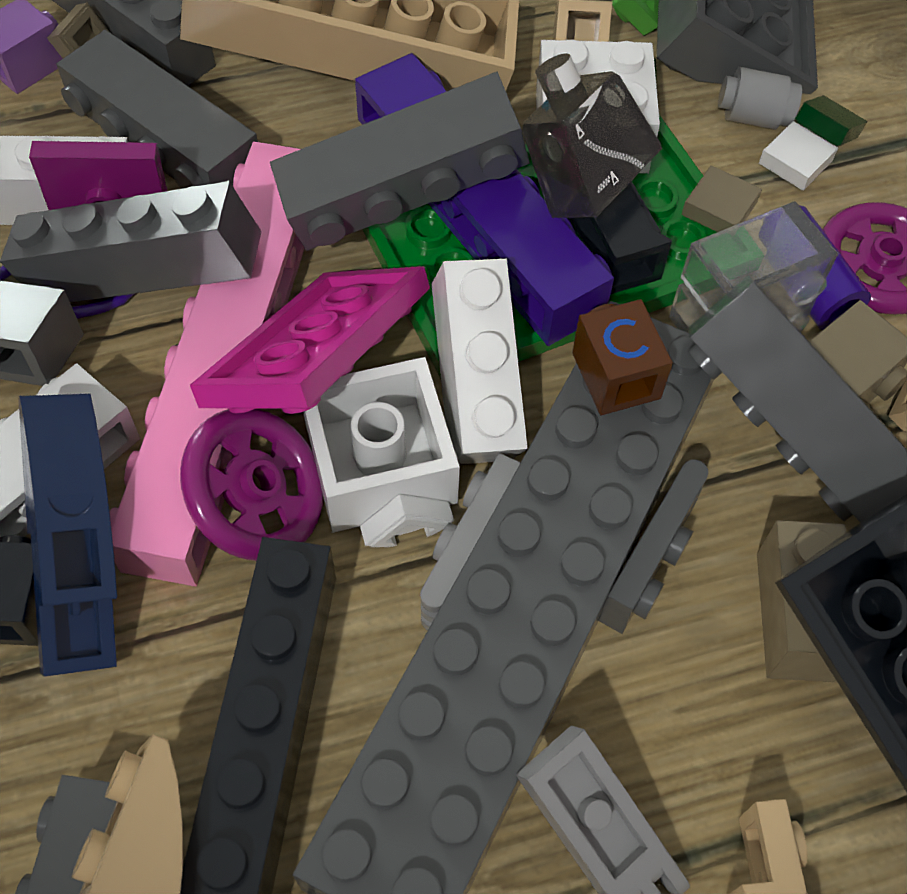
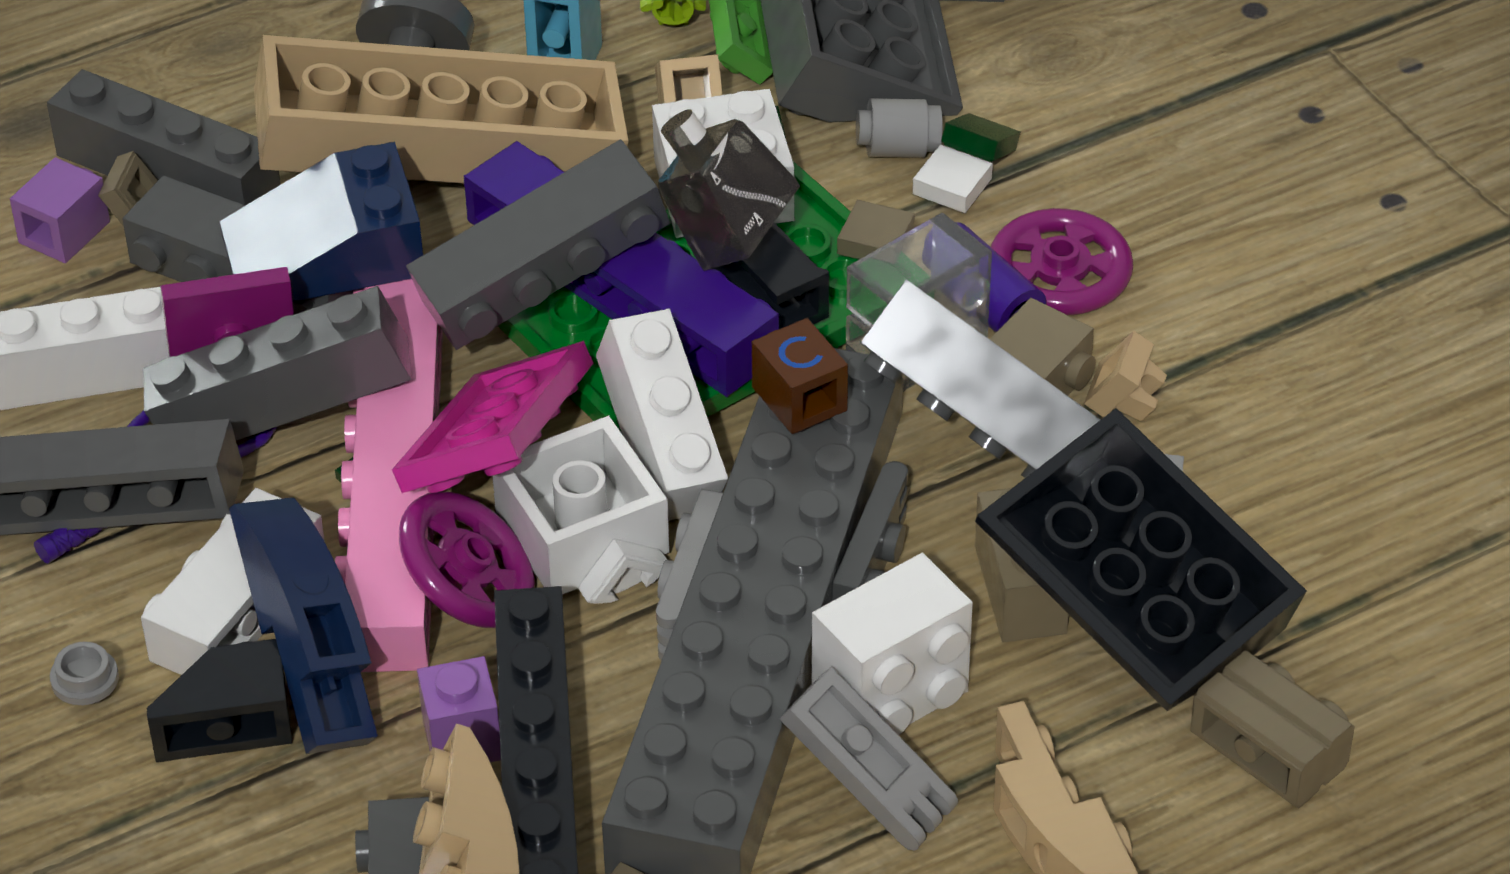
camera: 10 degrees left, 15 degrees down
(192, 664) = (463, 696): none -> medium lavender brick
(222, 106) = (332, 225): none -> dark blue slope
(659, 697) = (898, 641): none -> white brick

